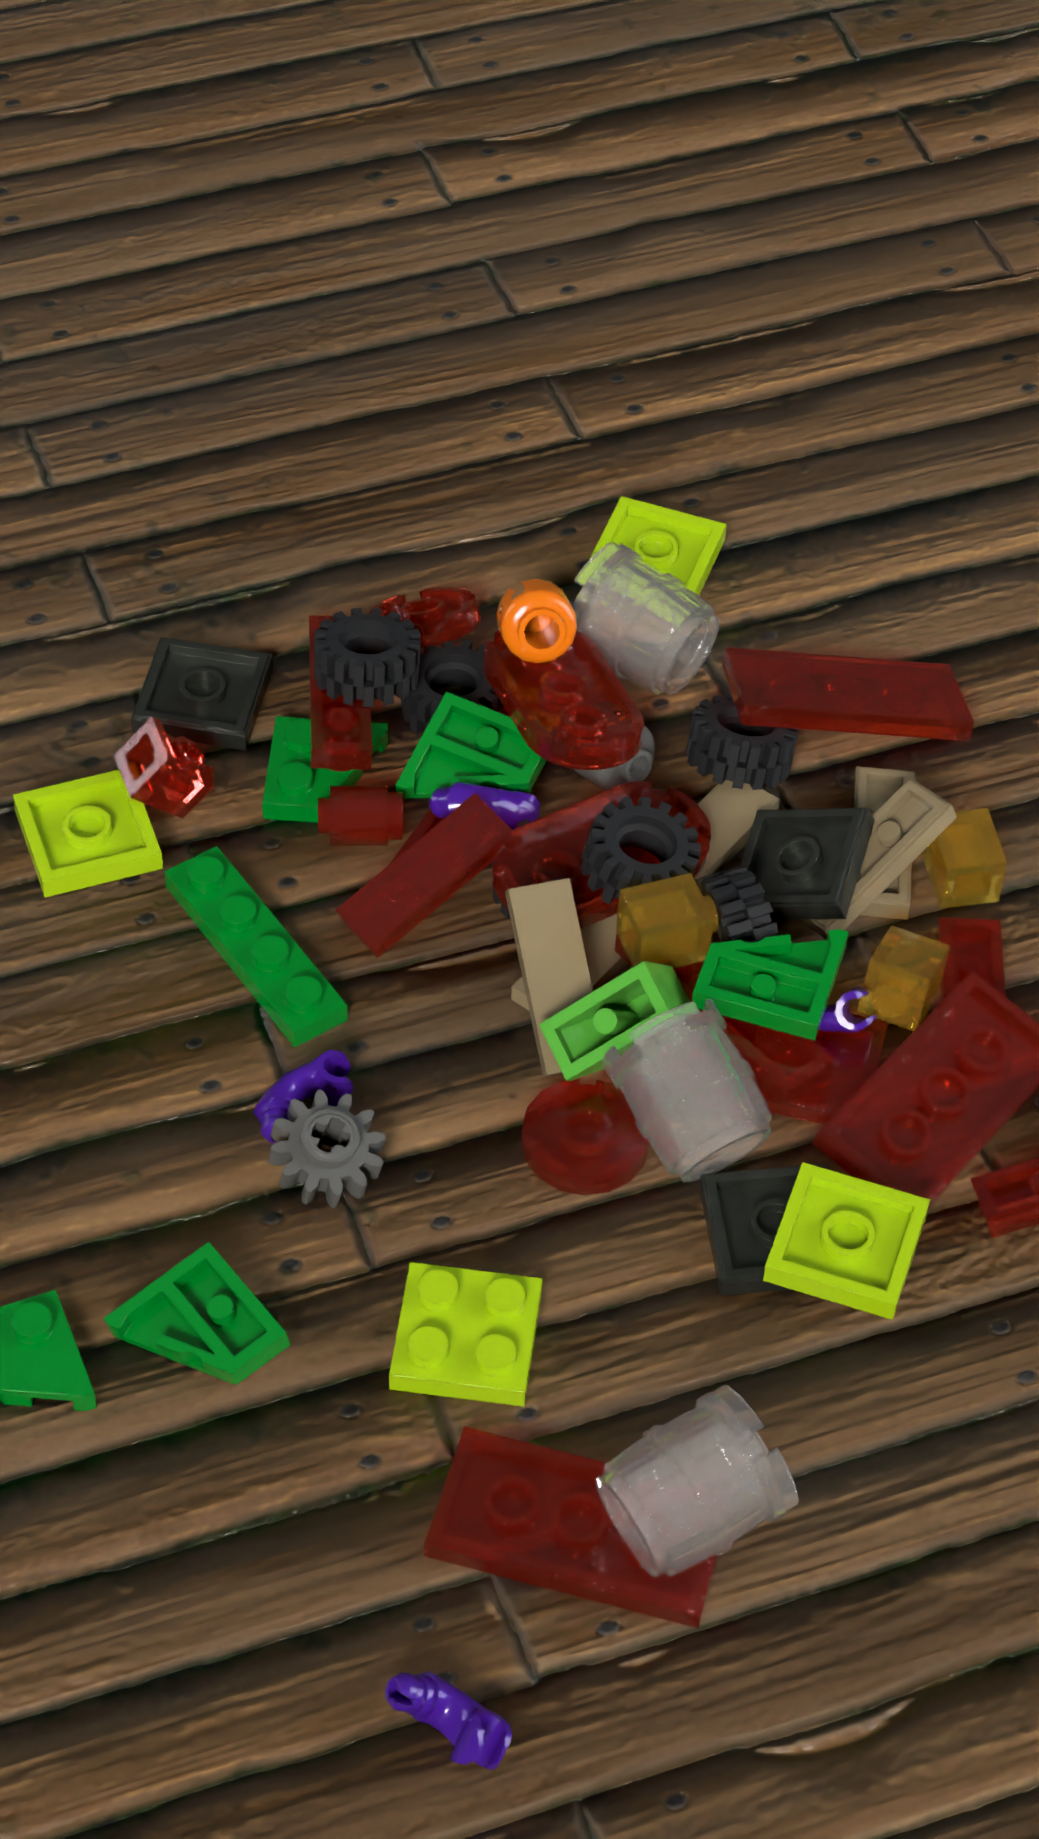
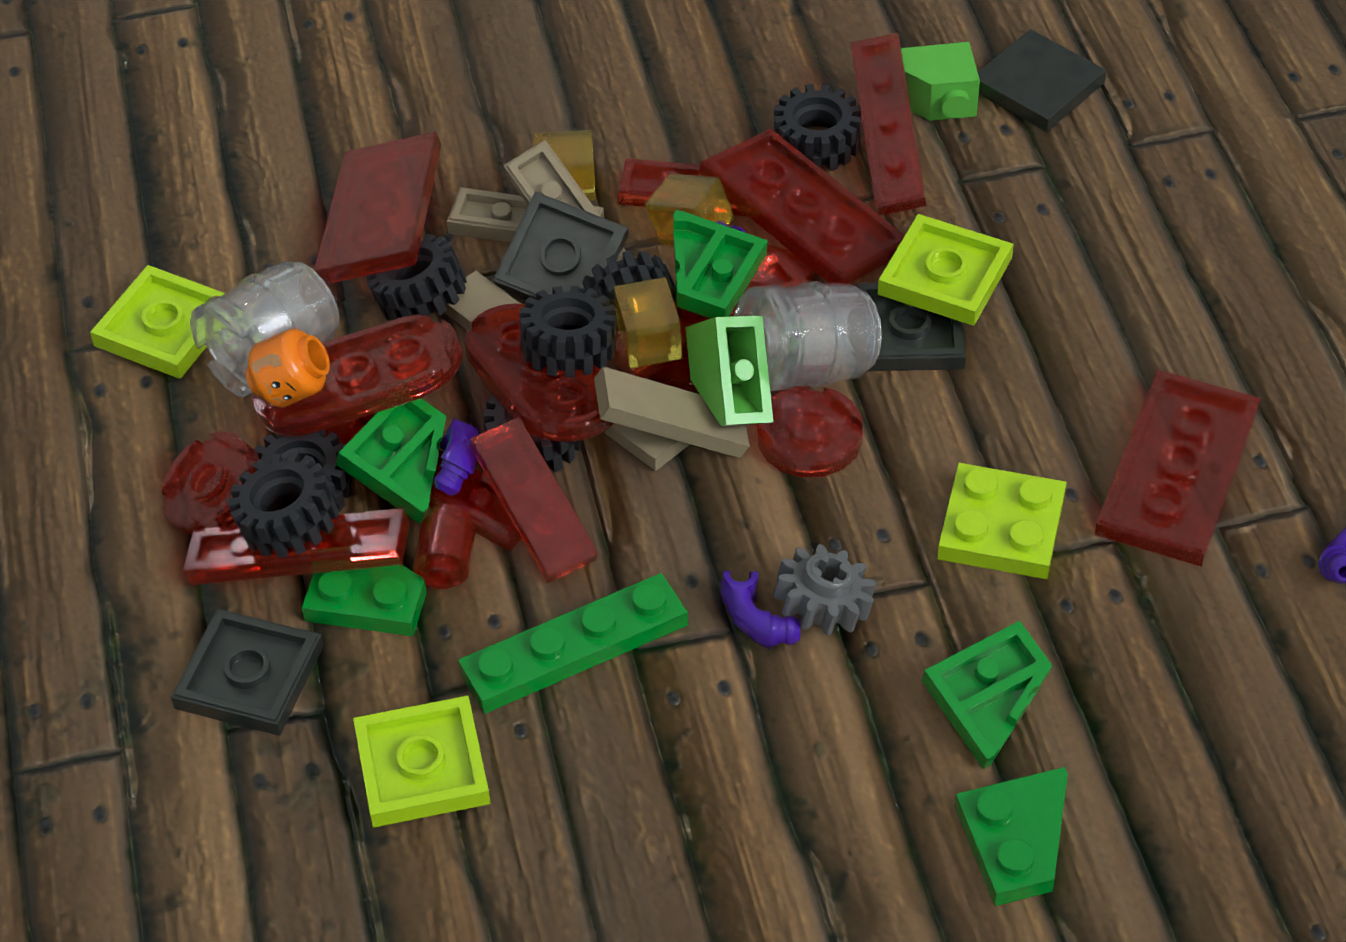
camera: 80 degrees left, 0 degrees up
(164, 769) = (369, 684): clear red brick -> none
(695, 1485) = (1184, 360): clear piece -> none

